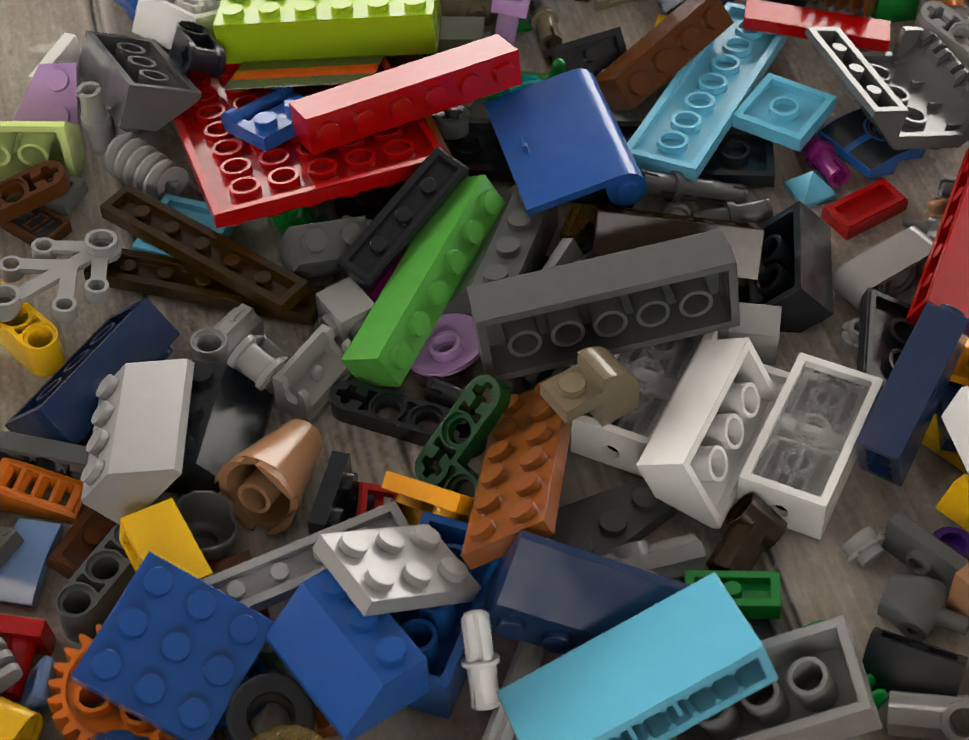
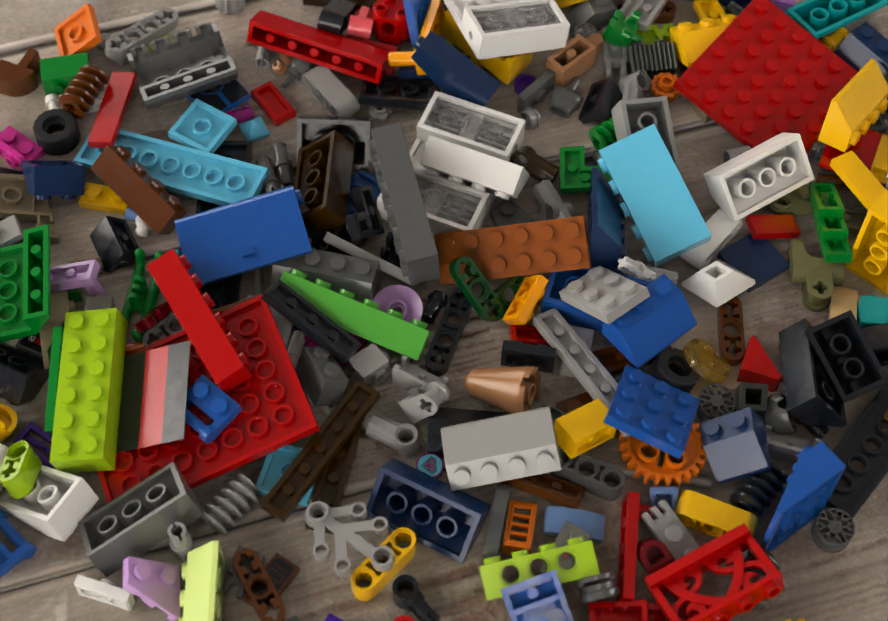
camera: 95 degrees left, 10 degrees up
(197, 50) = (115, 477): black piece -> none
(594, 386) = (465, 210): dark tan brick -> none

